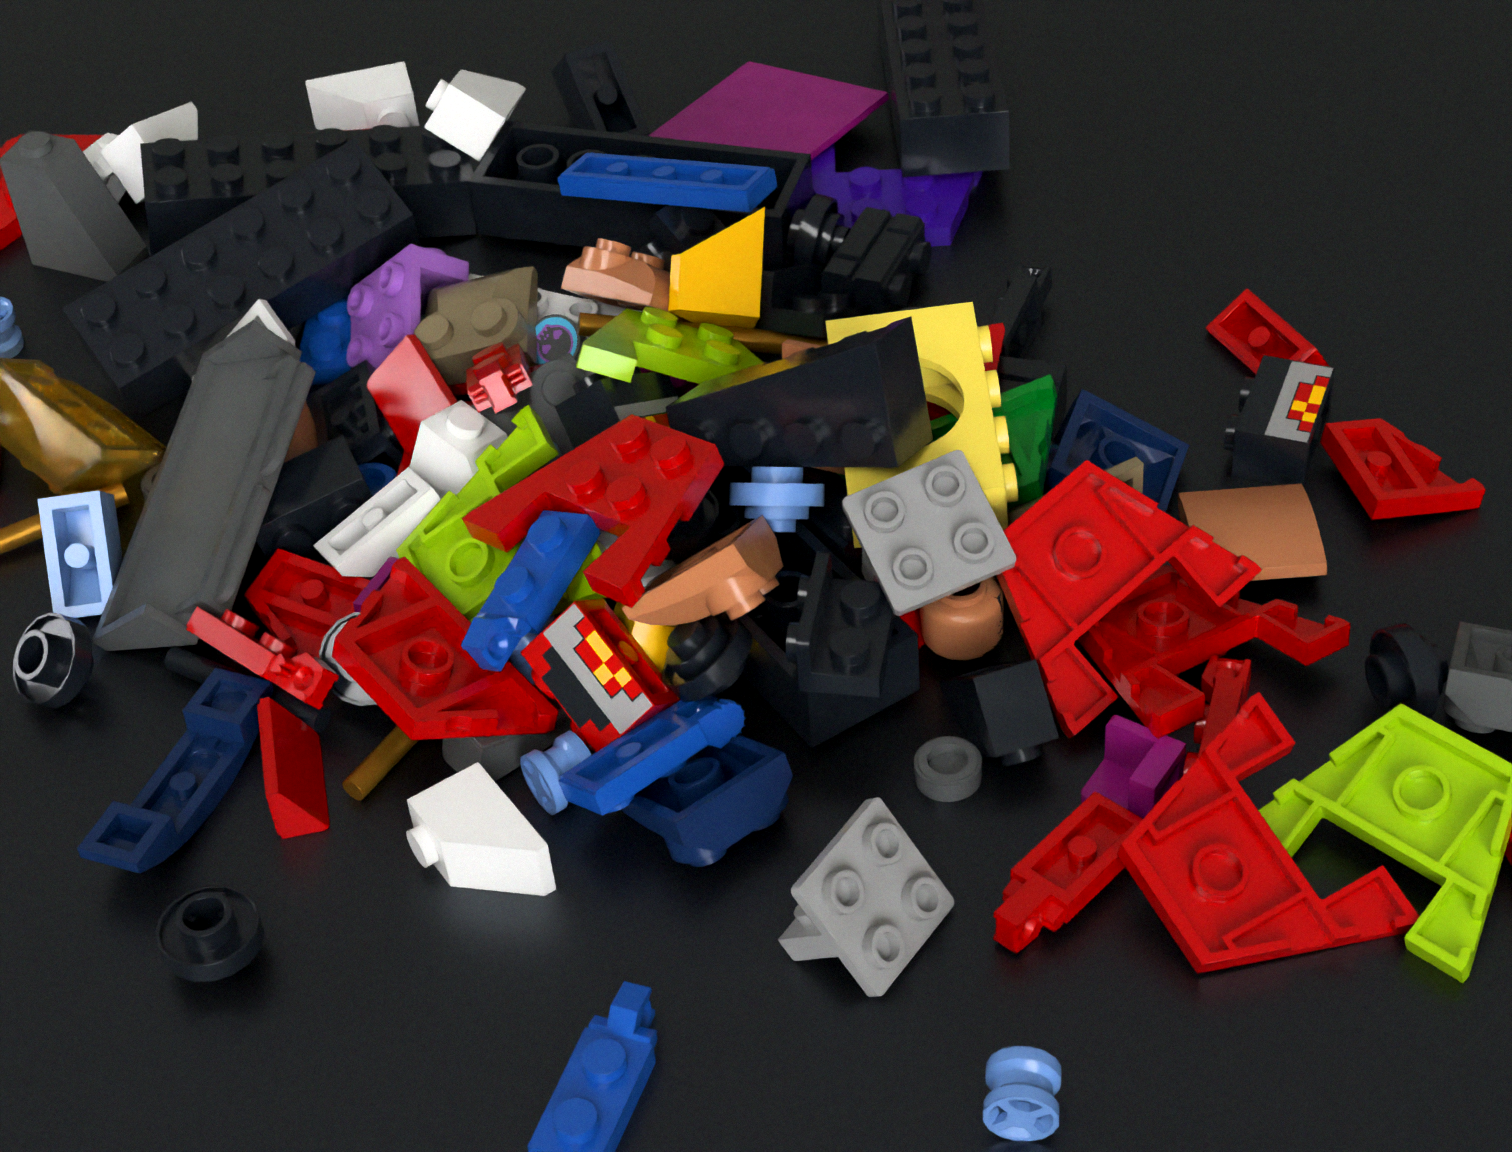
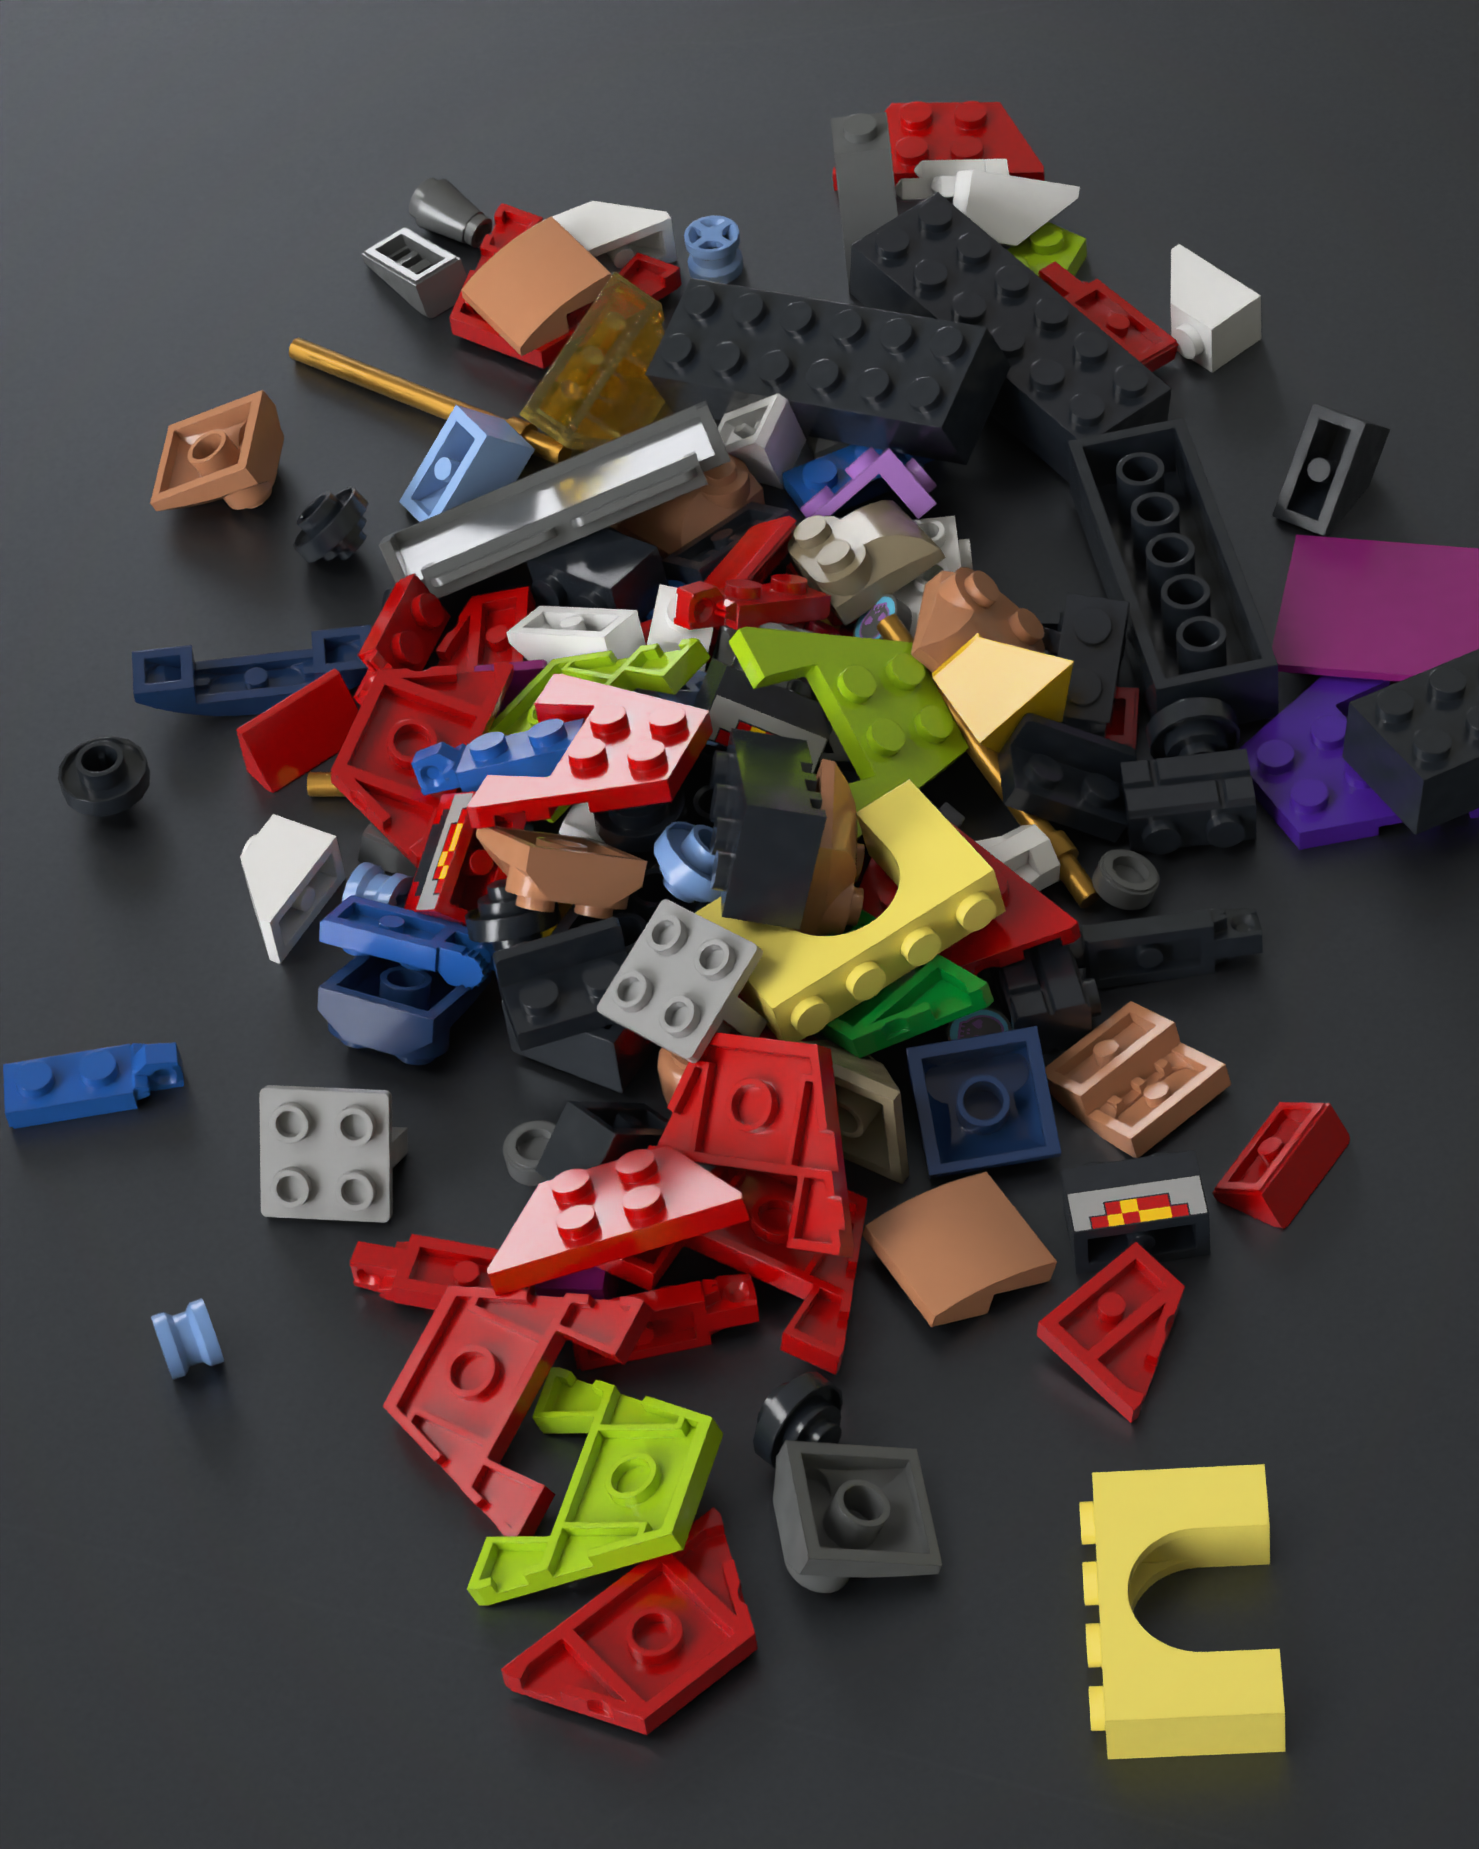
camera: 65 degrees right, 5 degrees up
(472, 110) = (1169, 382): white slope -> none
(668, 182) = (1116, 578): blue tile -> none
(1129, 690) = (611, 1215): none -> wing
(1140, 379) = (1134, 1079): none -> nougat slope

